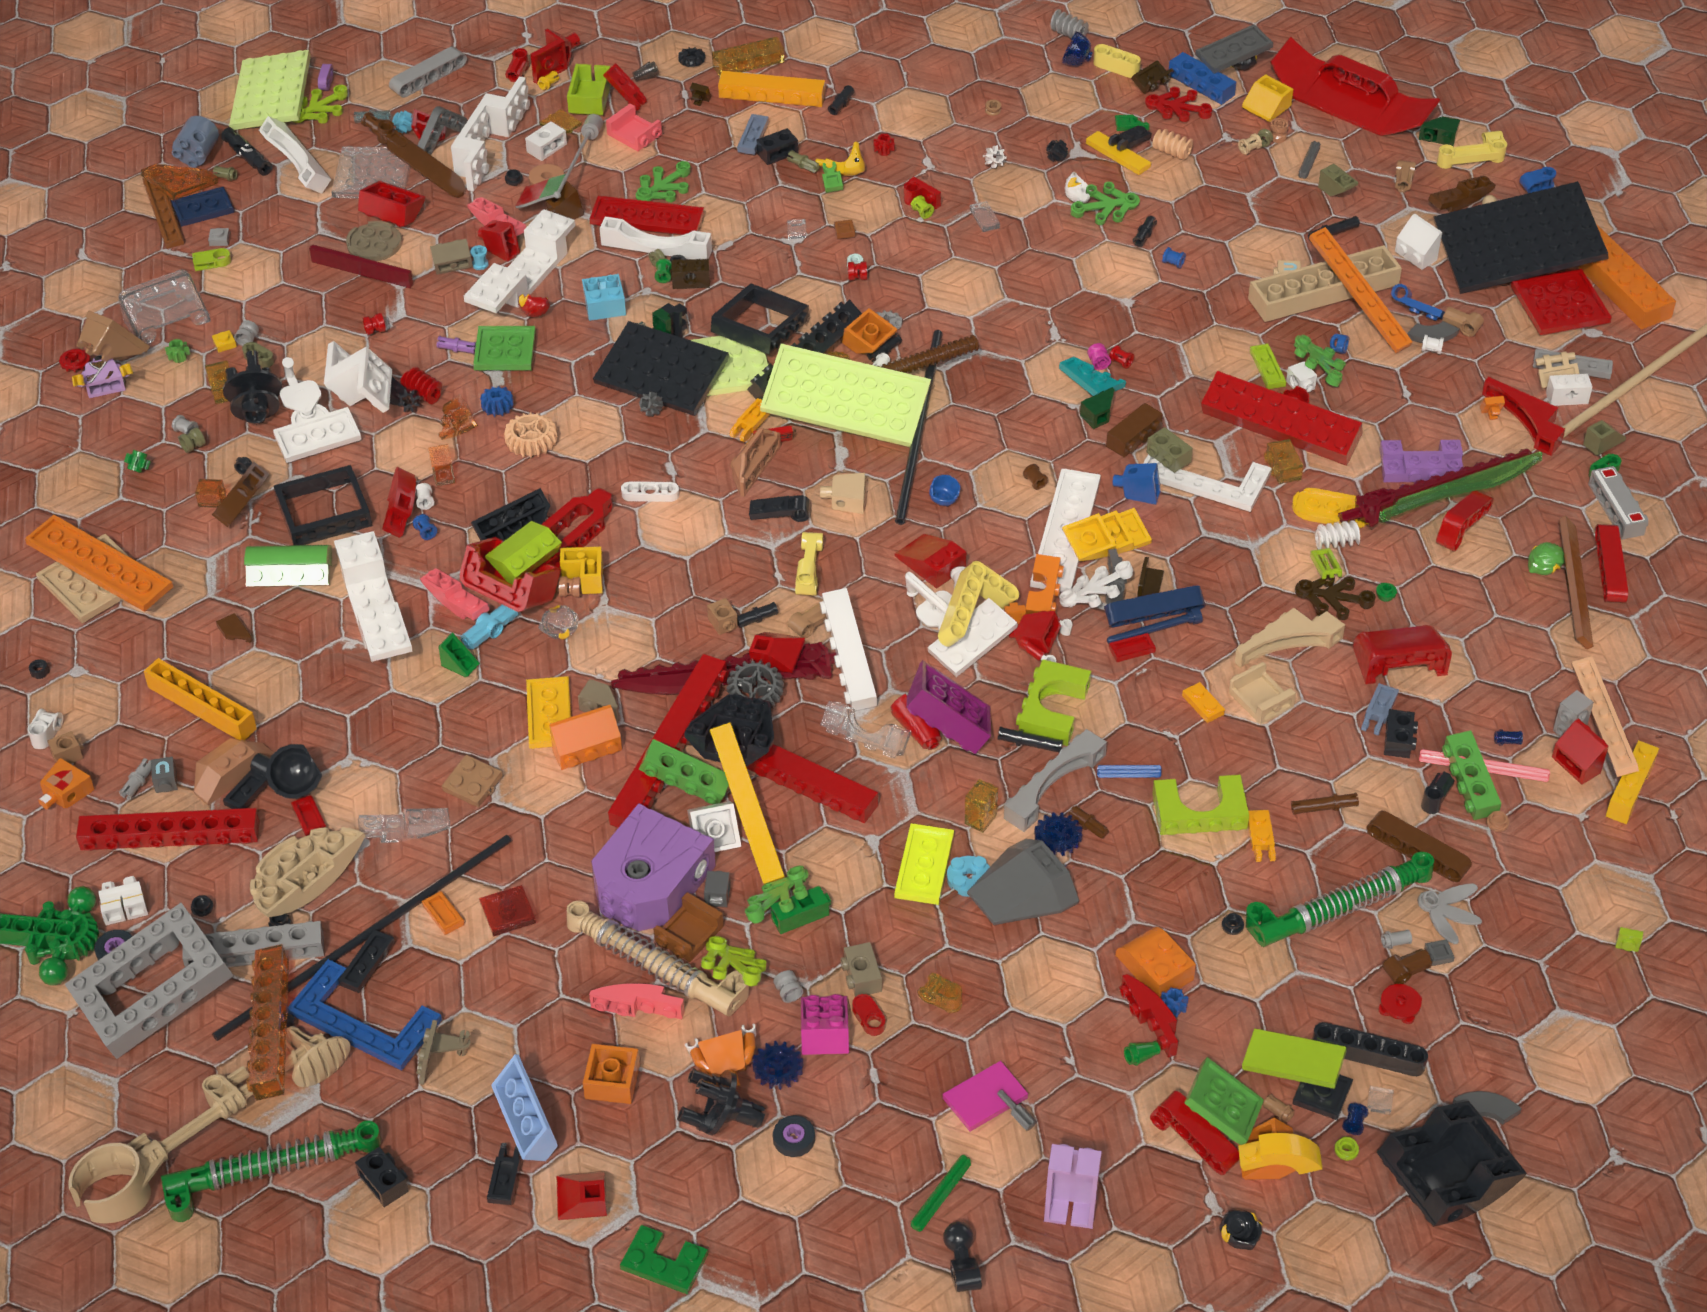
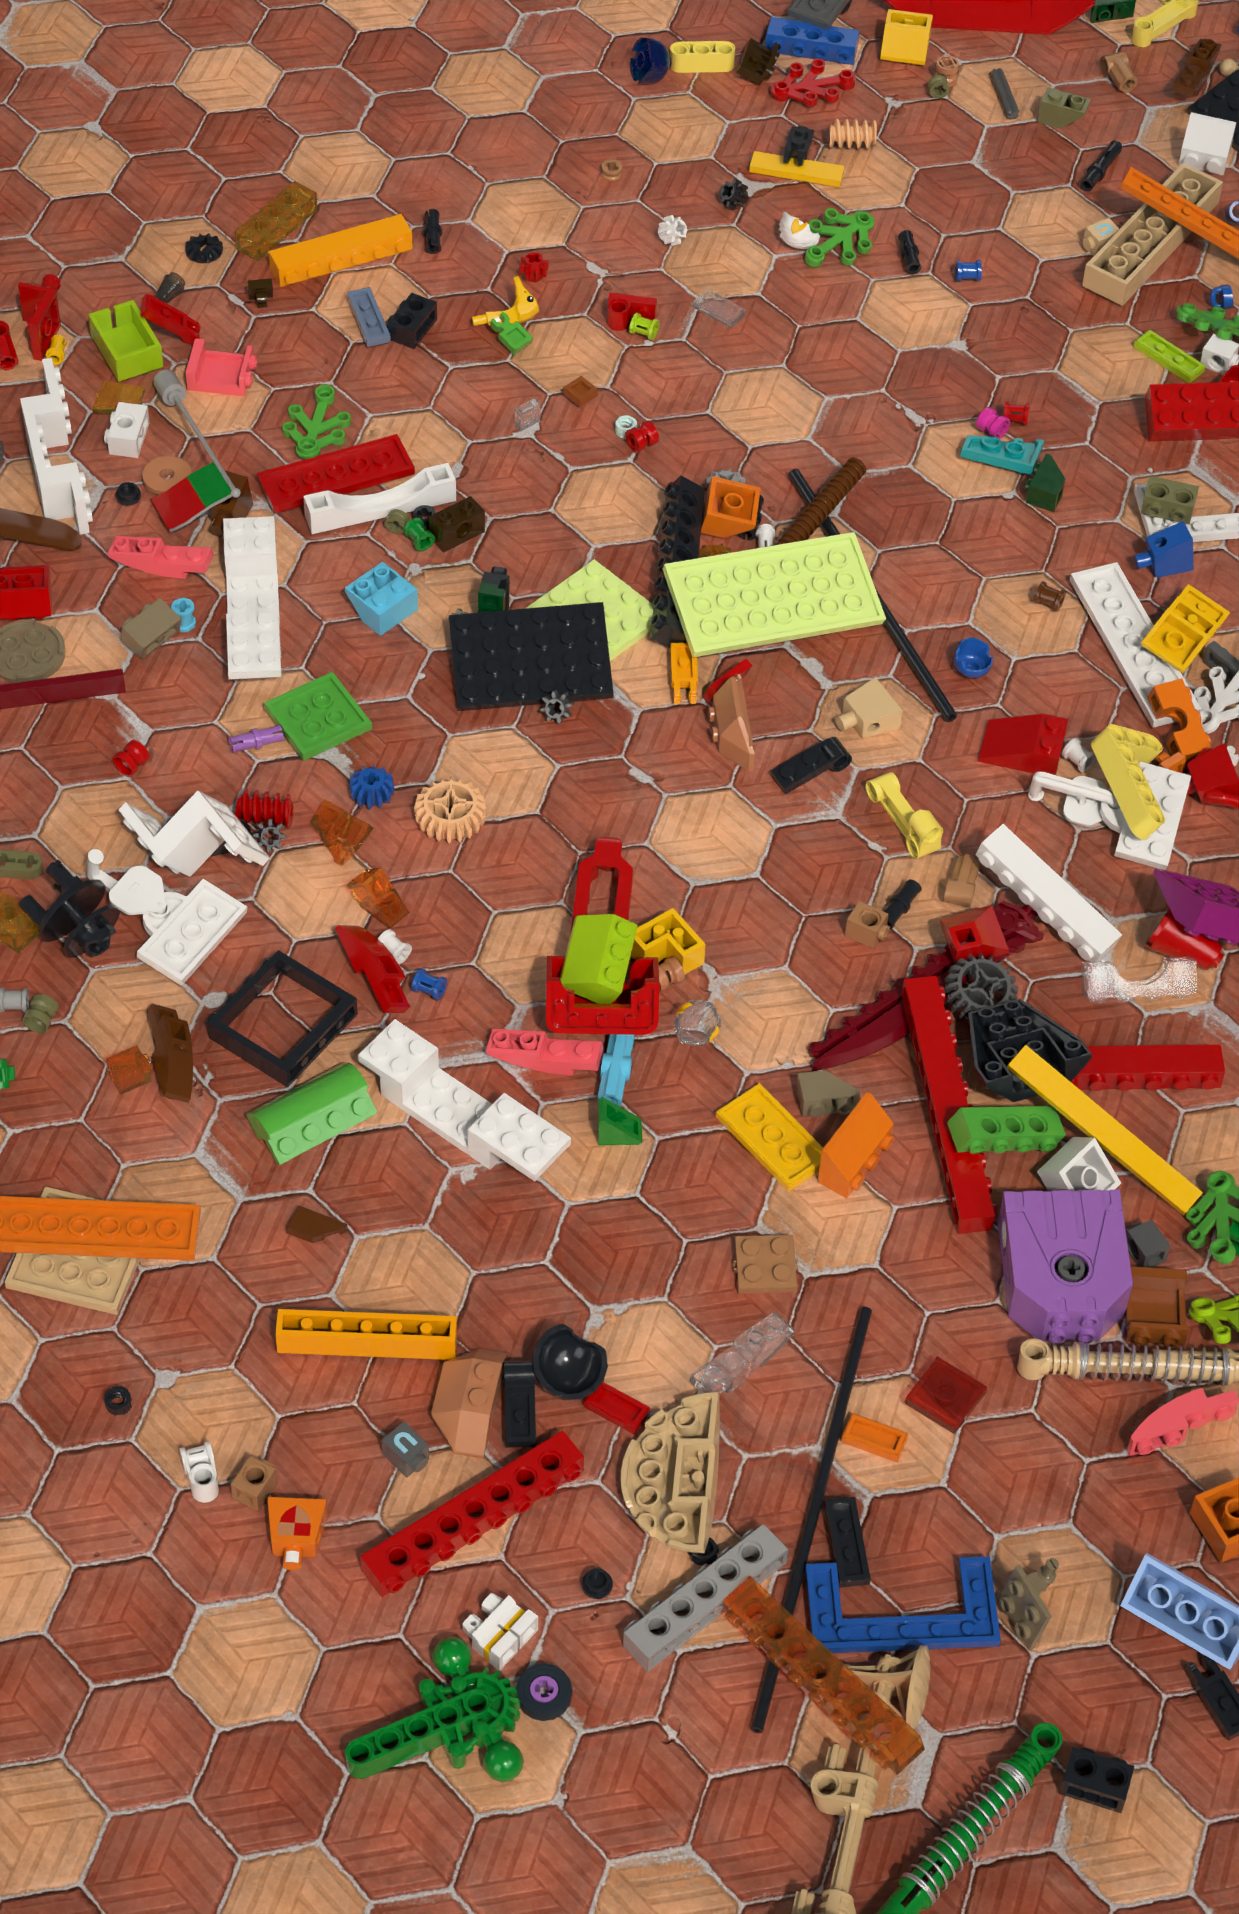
camera: 35 degrees left, 5 degrees up
(136, 779) = (374, 1472): light grey pin -> none
(163, 1003) = (654, 1790): light grey brick -> none
(242, 464) = (134, 1014): black plate -> none
(500, 239) = (191, 579): red torso -> none
(512, 517) = (533, 924): black wedge -> none
(533, 305) = (305, 647): red hair -> none
(664, 487) = (640, 823): white beam -> none
(723, 323) = (592, 571): black window -> none
(803, 161) = (458, 327): olive axle -> none
(1067, 24) = (612, 34): light grey piece -> none
(1126, 122) = (776, 128): green tile -> none
(1134, 430) = (1106, 493): reddish brown brick -> none
(1250, 144) = (930, 100): tan bush -> none

